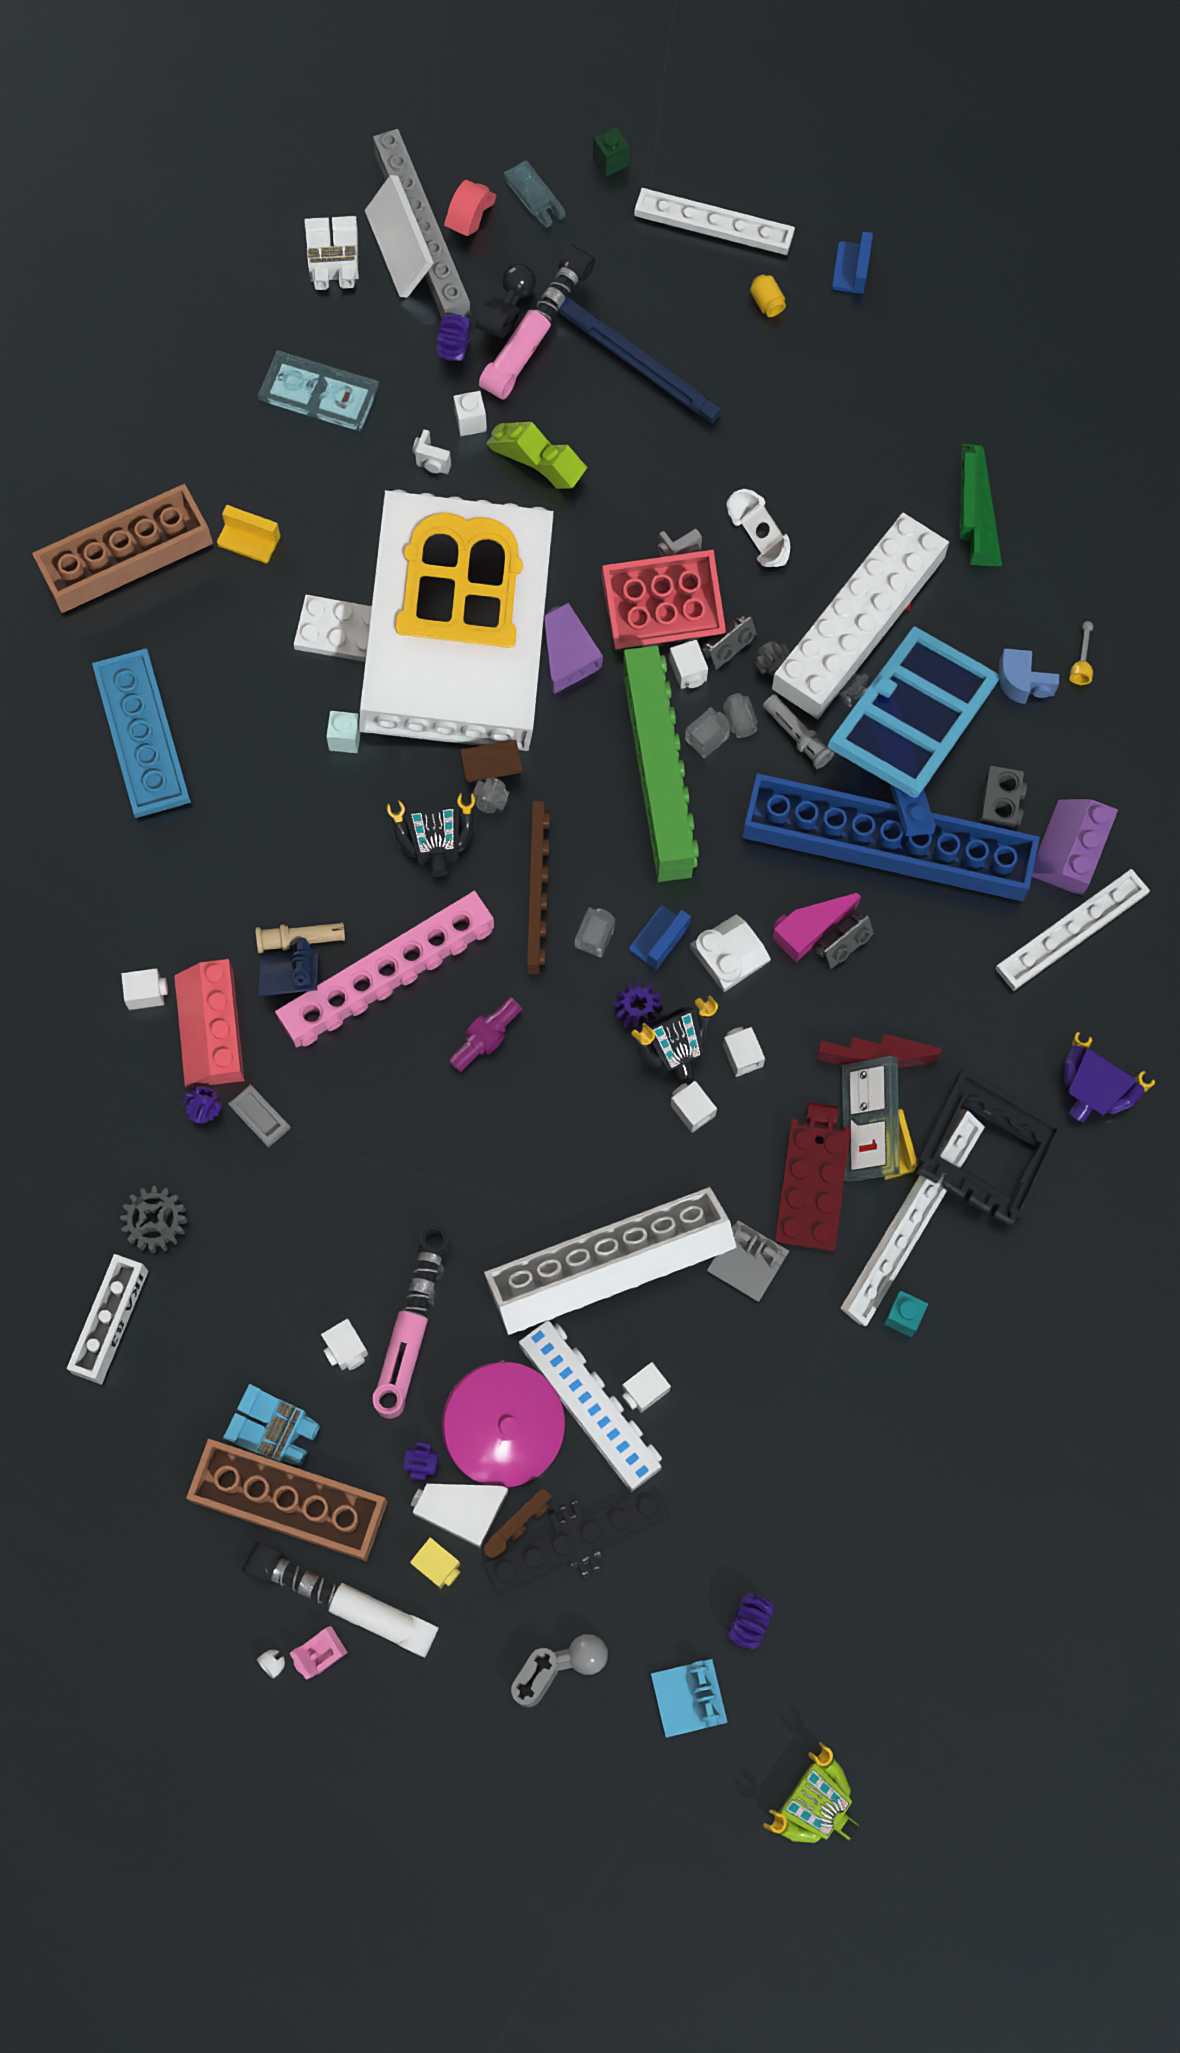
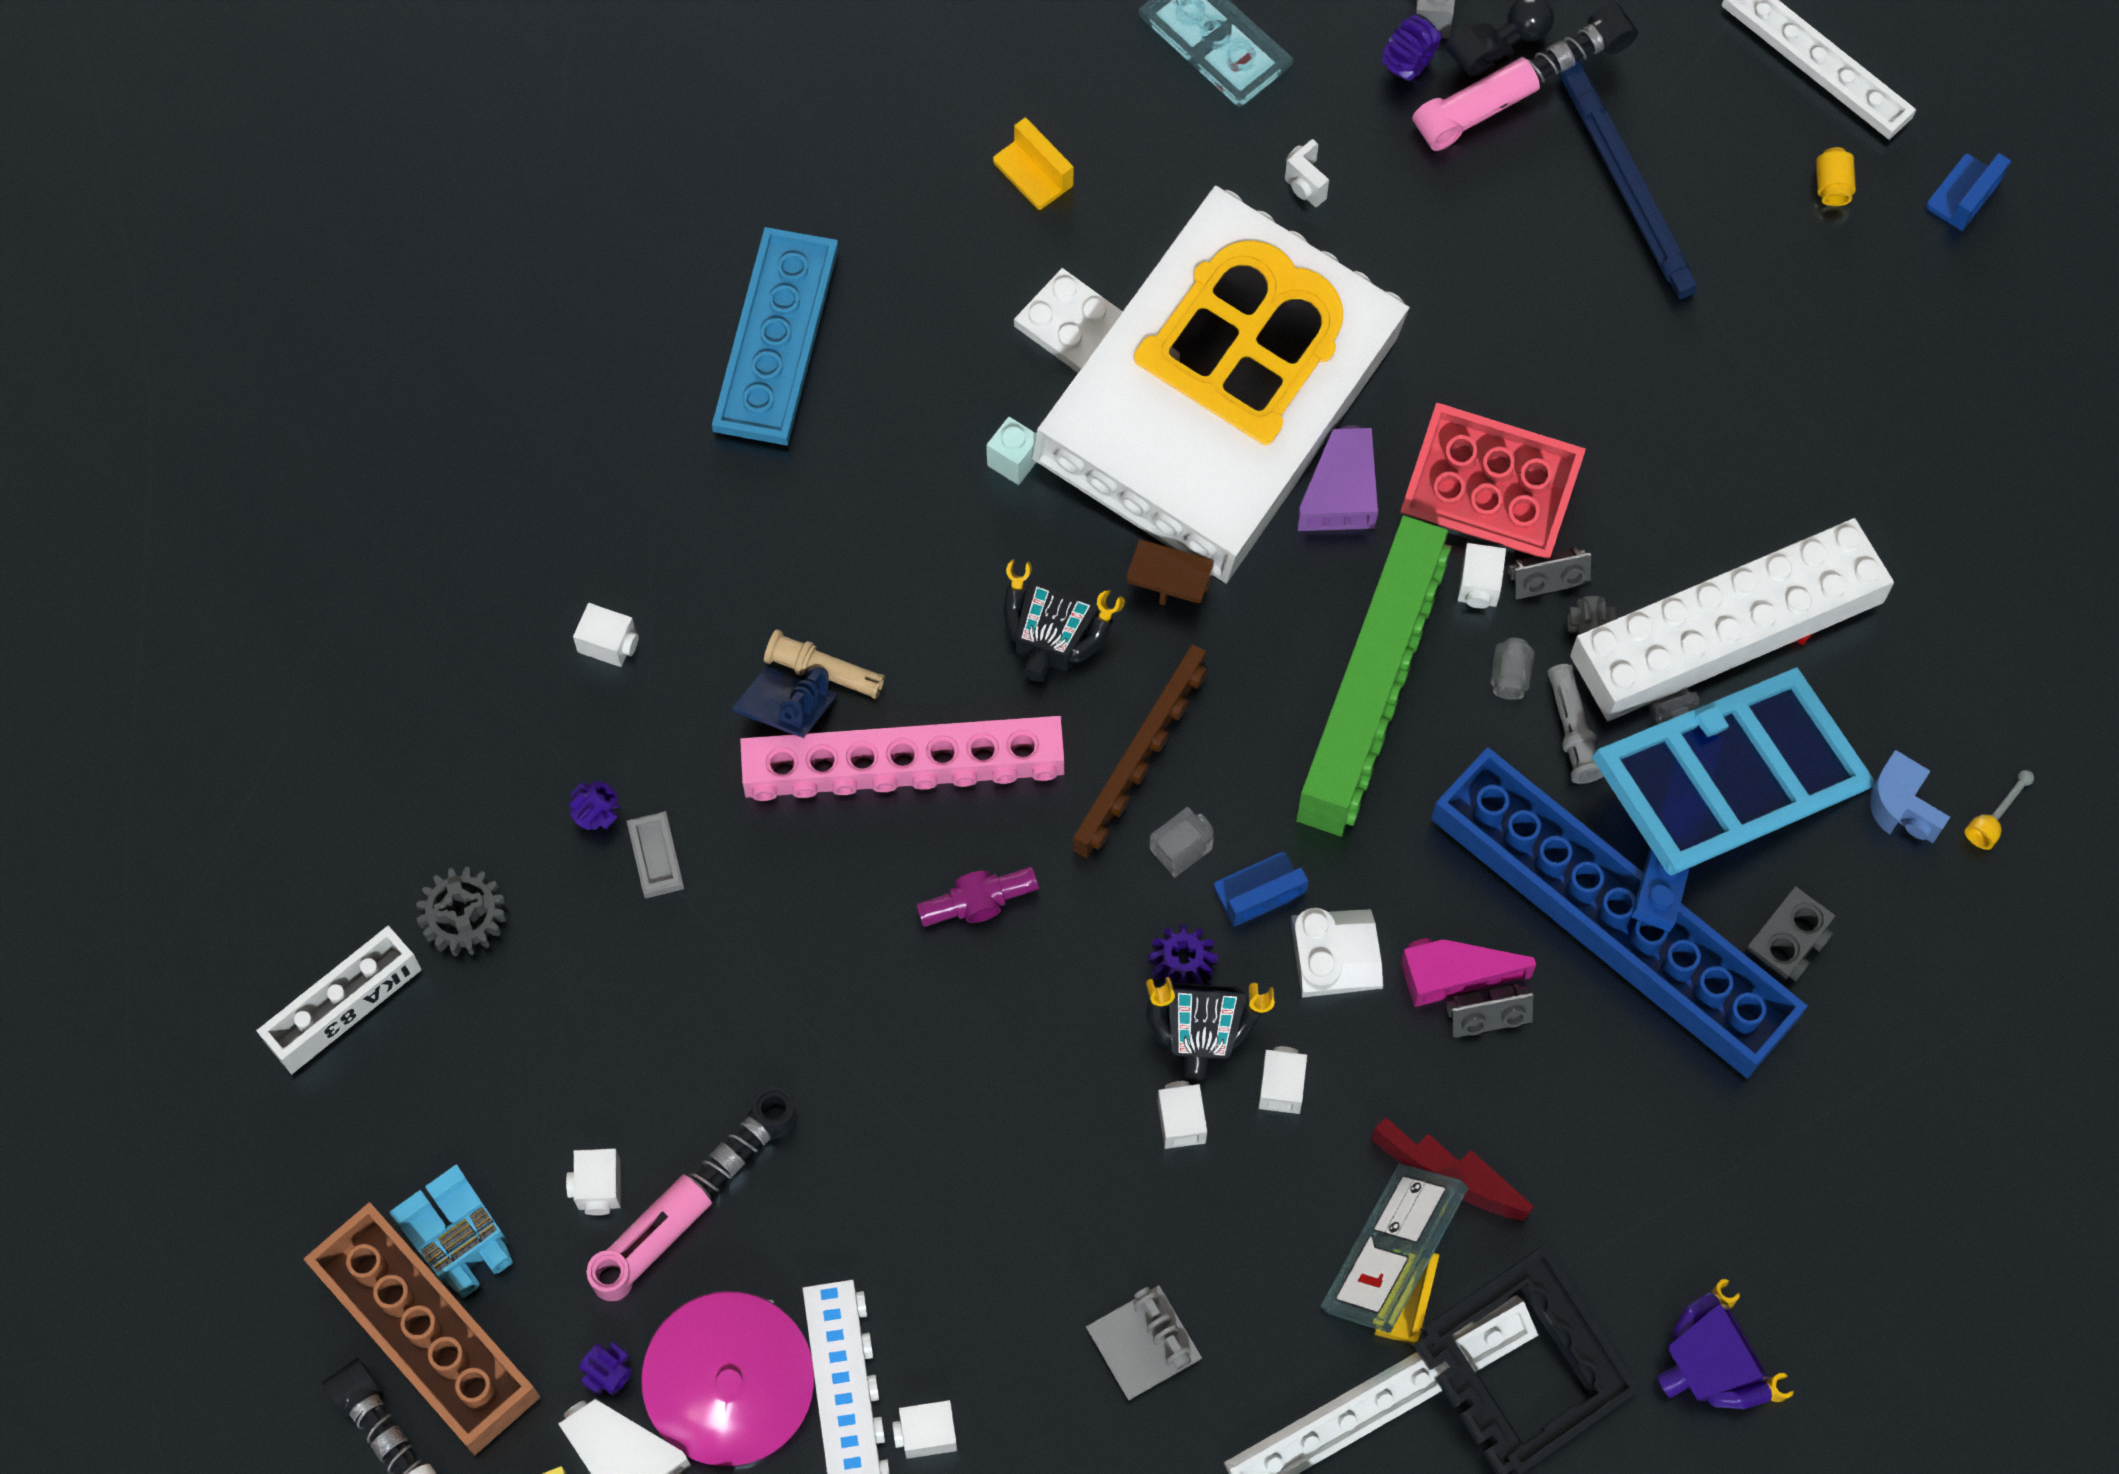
camera: 30 degrees right, 5 degrees down
(123, 548) = (875, 111): nougat brick -> none
(209, 1024) = (659, 716): coral slope -> none
(470, 413) = (1381, 147): white brick -> none
(490, 795) = (1147, 612): clear gear -> none
(529, 446) = (1431, 220): lime arch -> none
(610, 1260) = (968, 1248): white brick -> none
(687, 544) = (1562, 428): light grey bracket -> none
(708, 732) = (1460, 669): clear brick -> none
(748, 509) = (1665, 426): white piece -> none
(813, 1180) = (1281, 1286): dark red hinge -> none
(976, 508) = (1962, 562): green wedge -> none
(1072, 930) = (1792, 1147): white plate -> none
(1073, 844) = (1853, 1040): medium lavender slope -> none

